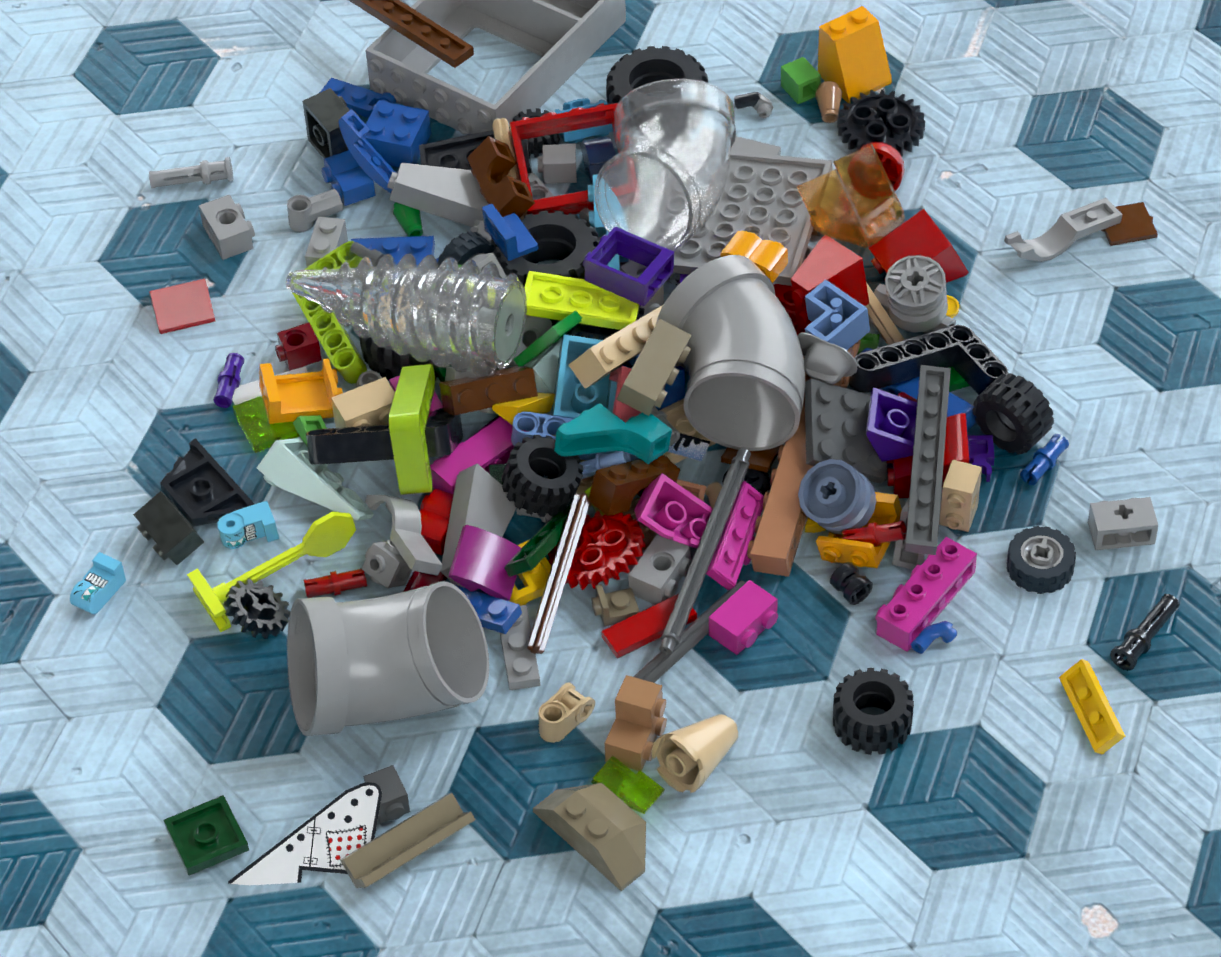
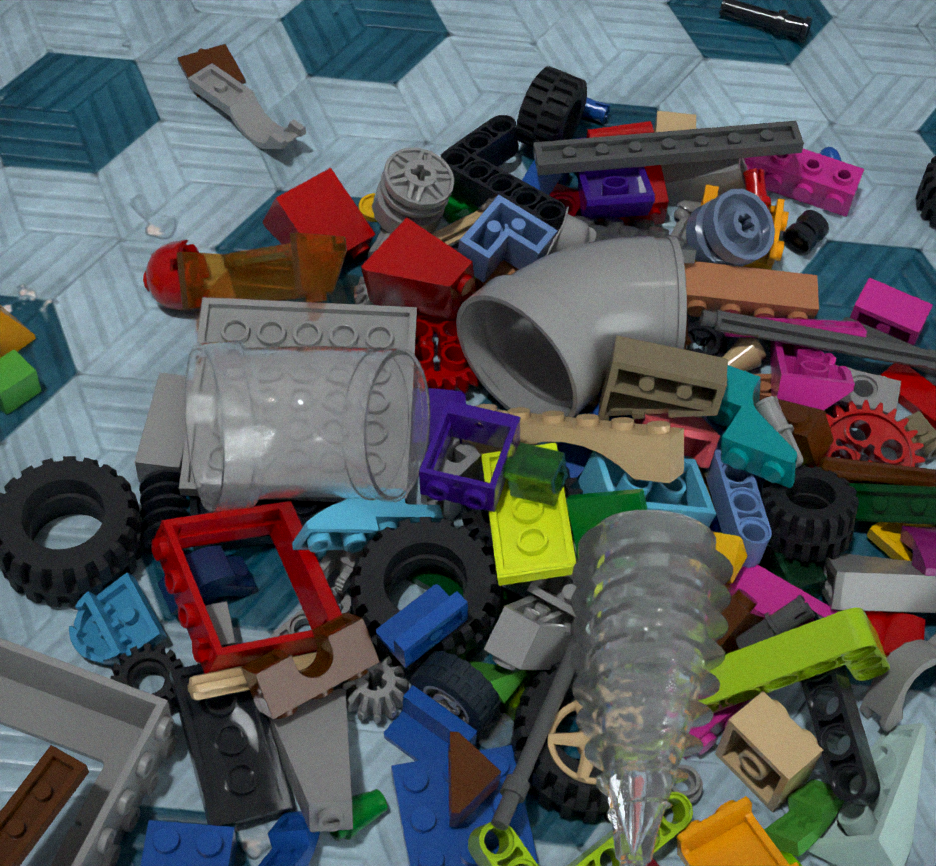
camera: 110 degrees left, 5 degrees up
(401, 246) = (469, 778): none -> reddish brown slope
(440, 409) = (781, 621): none -> dark grey axle
(598, 294) = (536, 474): none -> clear green brick
(605, 457) = (772, 412): none -> light grey axle
(757, 101) = (51, 429): arm -> none
(767, 255) = (407, 328): light orange brick -> none
(829, 100) = (47, 348): medium nougat cone -> none
(881, 120) = (85, 290): black gear -> none
(1041, 559) = (712, 93): black wheel -> none
(1092, 706) = (871, 45): yellow plate -> none
(1122, 523) = (645, 39): light grey brick -> none

